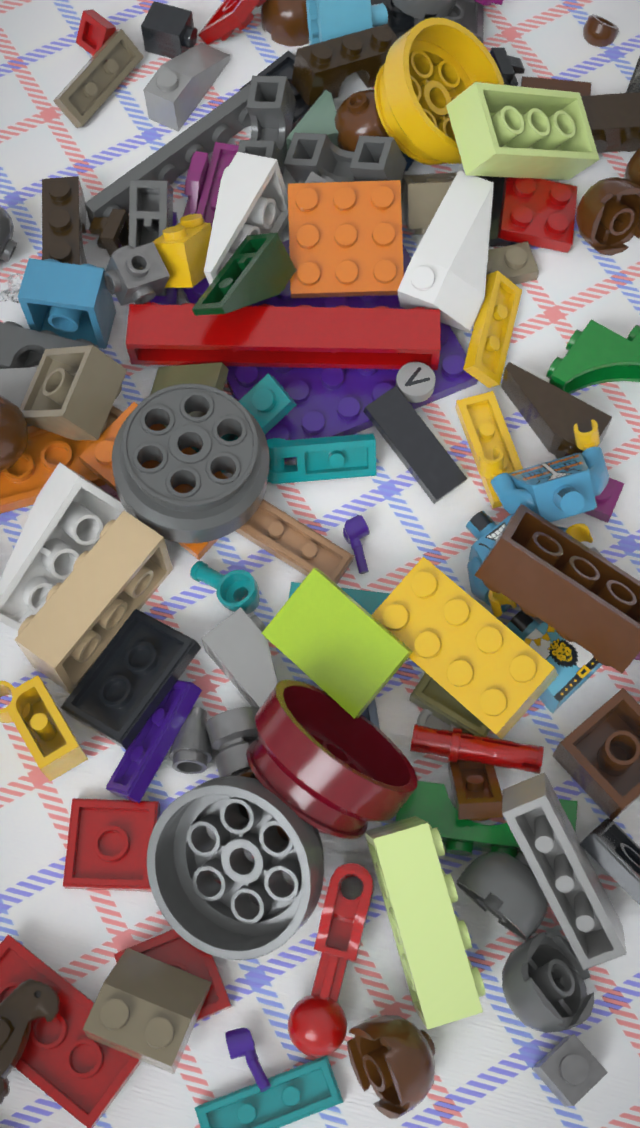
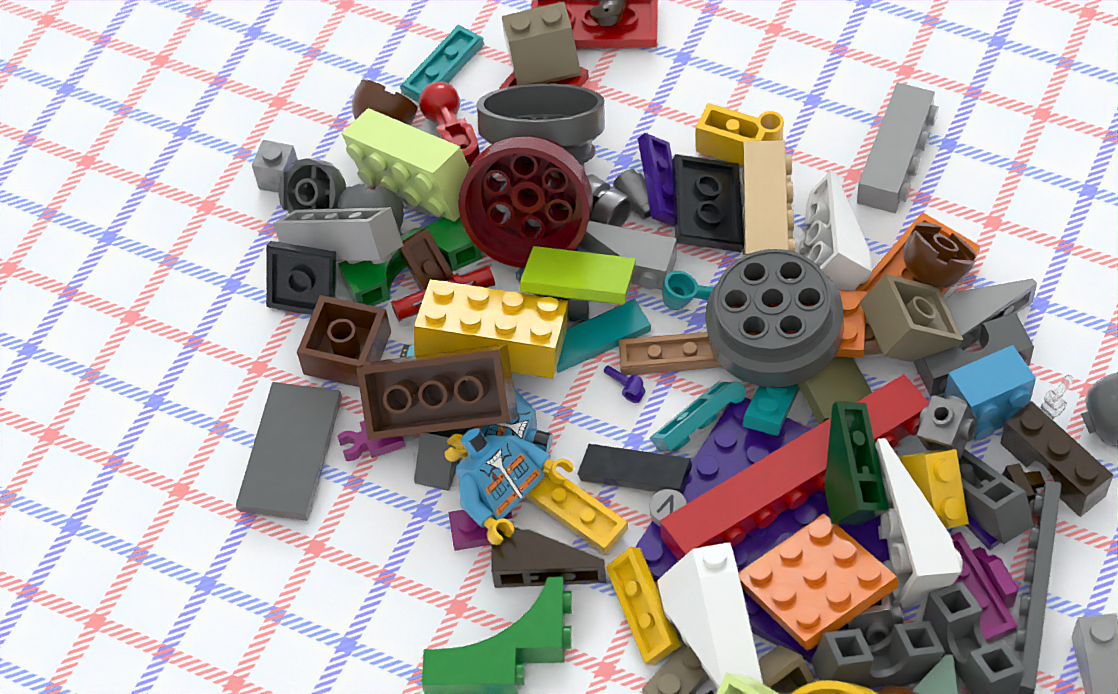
camera: 150 degrees right, 10 degrees down
(109, 844) = (637, 114): red tile -> none
(242, 1044) = (477, 79): dark purple hand -> none

